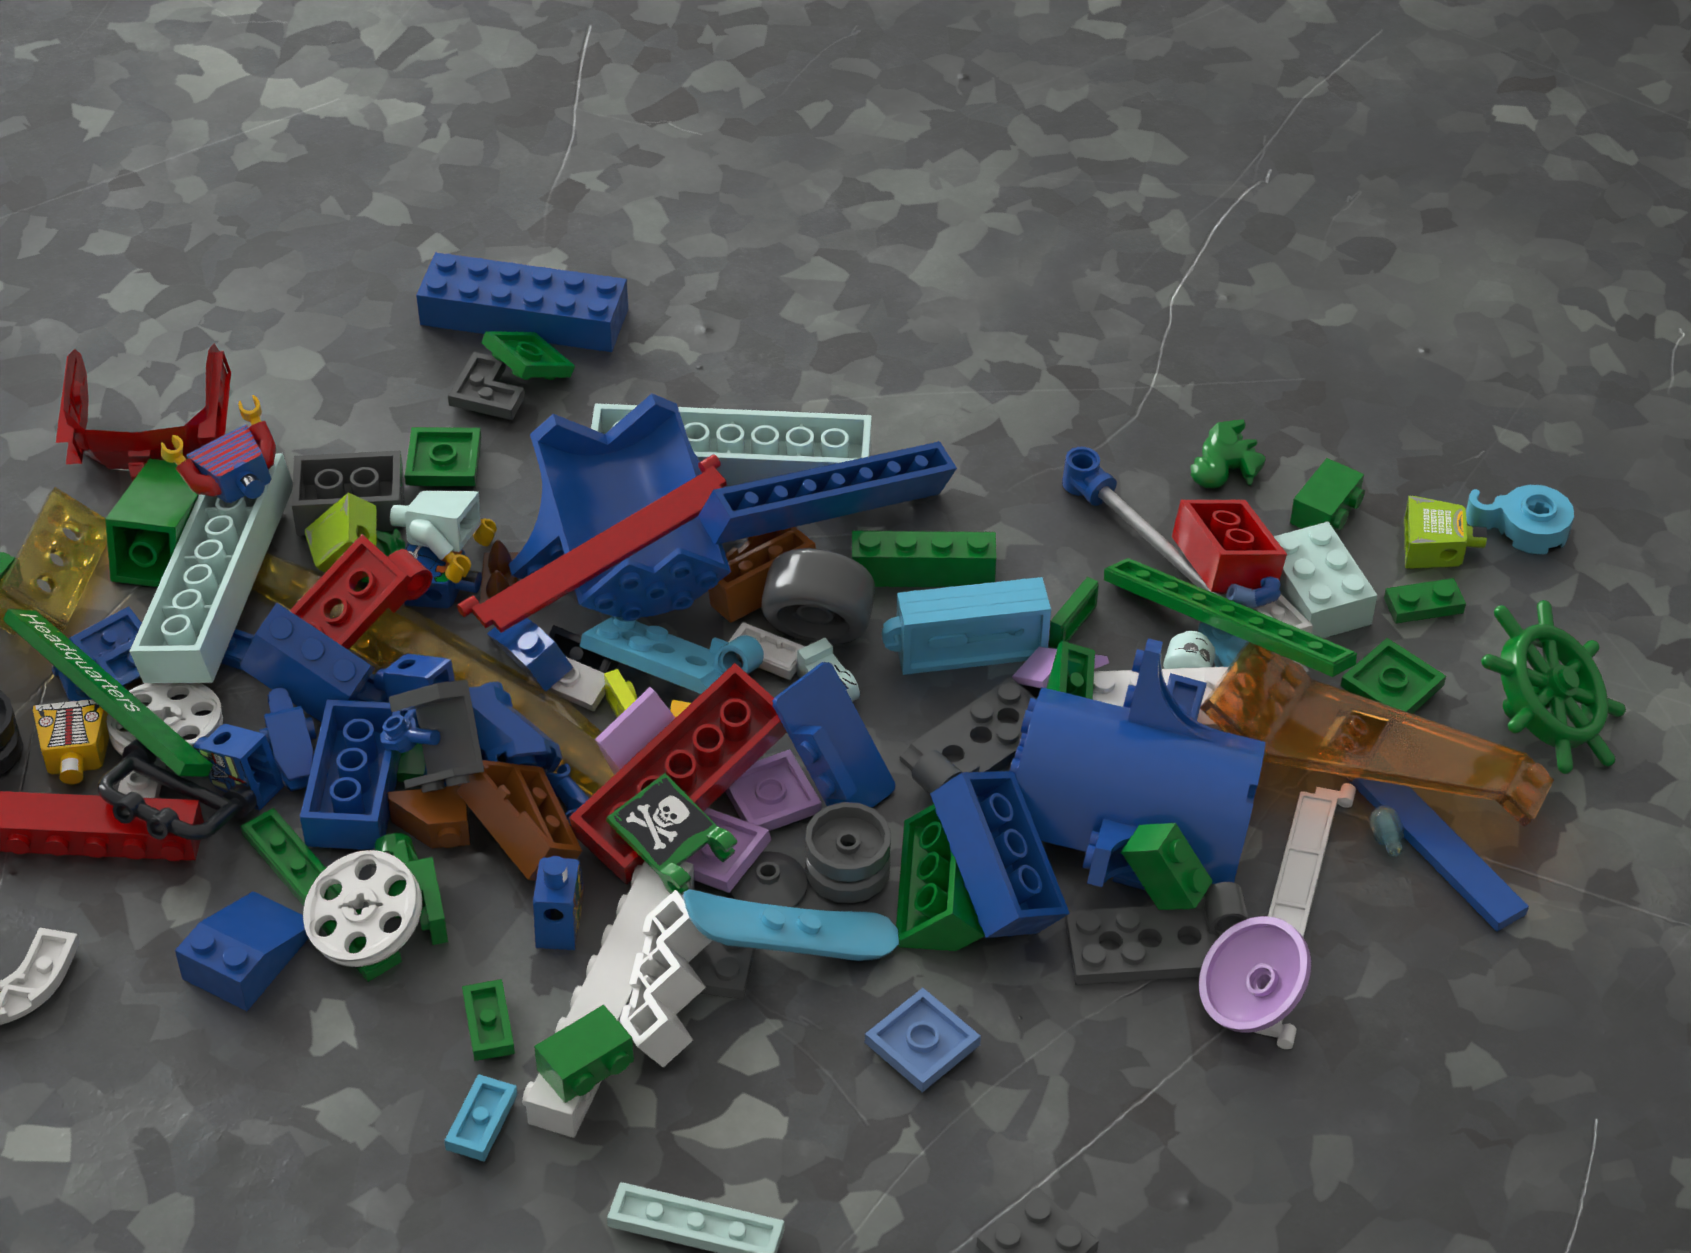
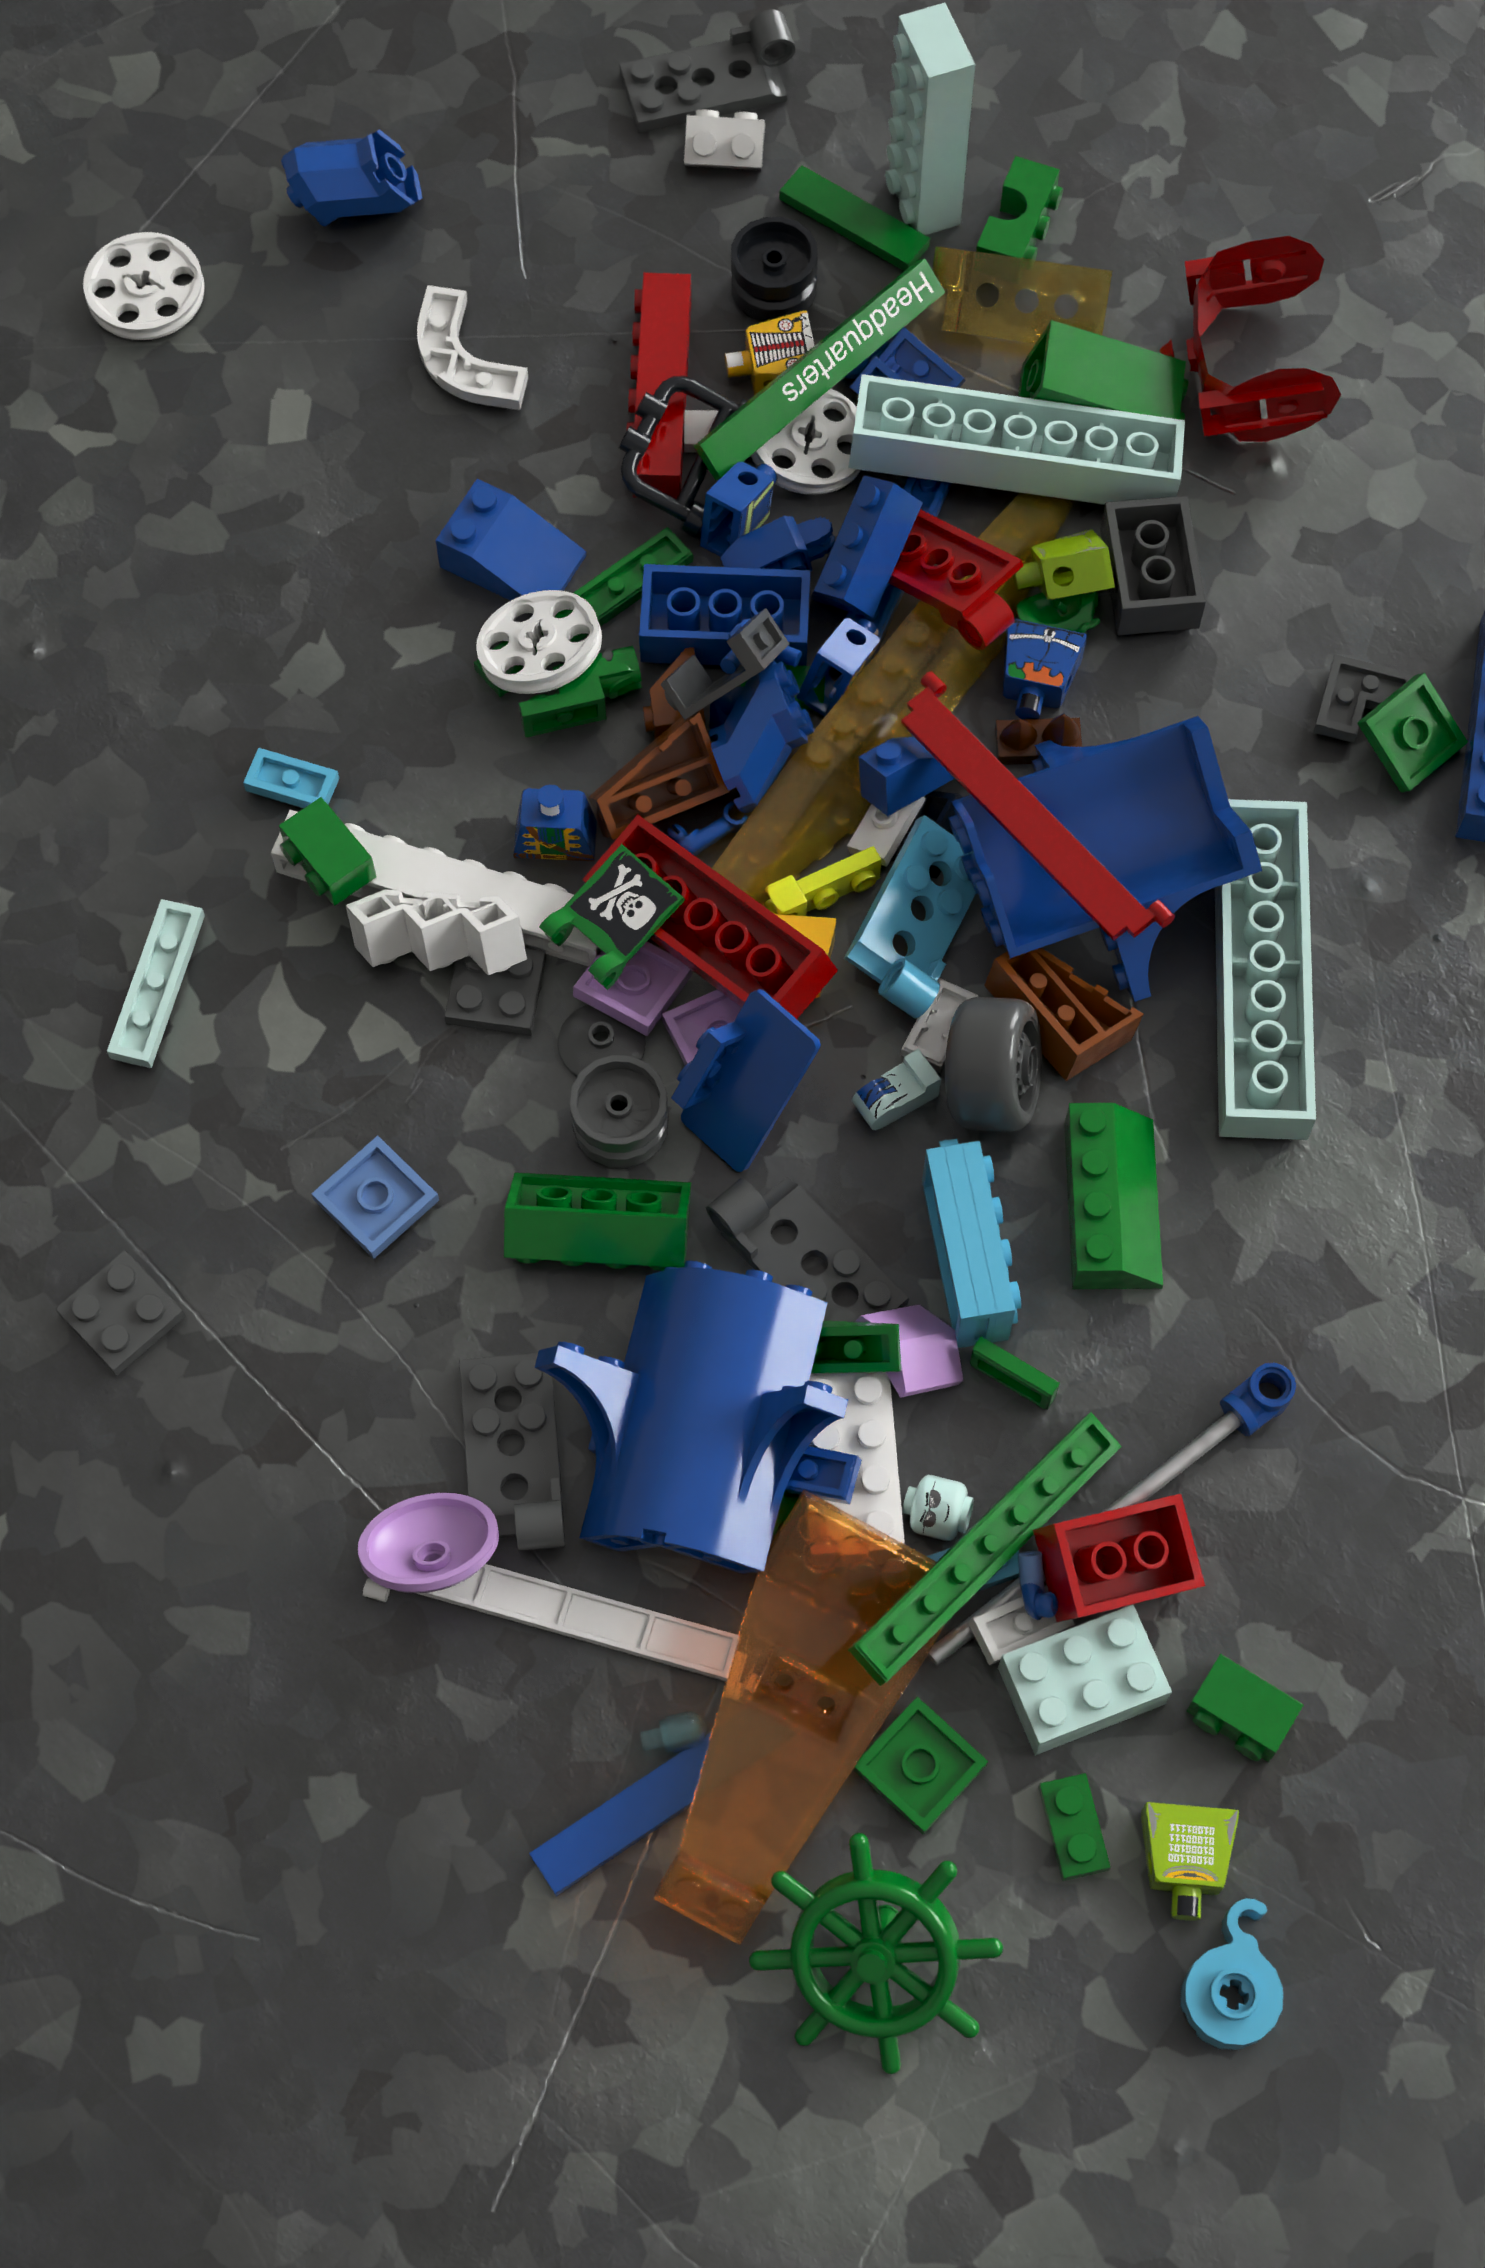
camera: 90 degrees right, 20 degrees up
(231, 464) = (1143, 425): torso -> none
(443, 456) = (1236, 661): green plate -> none
(445, 525) = (1086, 655): light aqua torso -> none
(488, 1020) = (411, 777): green plate -> none
(634, 729) = (746, 867): lavender slope -> none
(791, 929) = (501, 1045): medium azure piece -> none
(826, 492) = (1155, 1065): blue brick -> none
(999, 853) = (585, 1257): blue brick -> none
(1167, 866) = (566, 1442): green brick -> none
(1224, 451) = (1326, 1577): green animal -> none

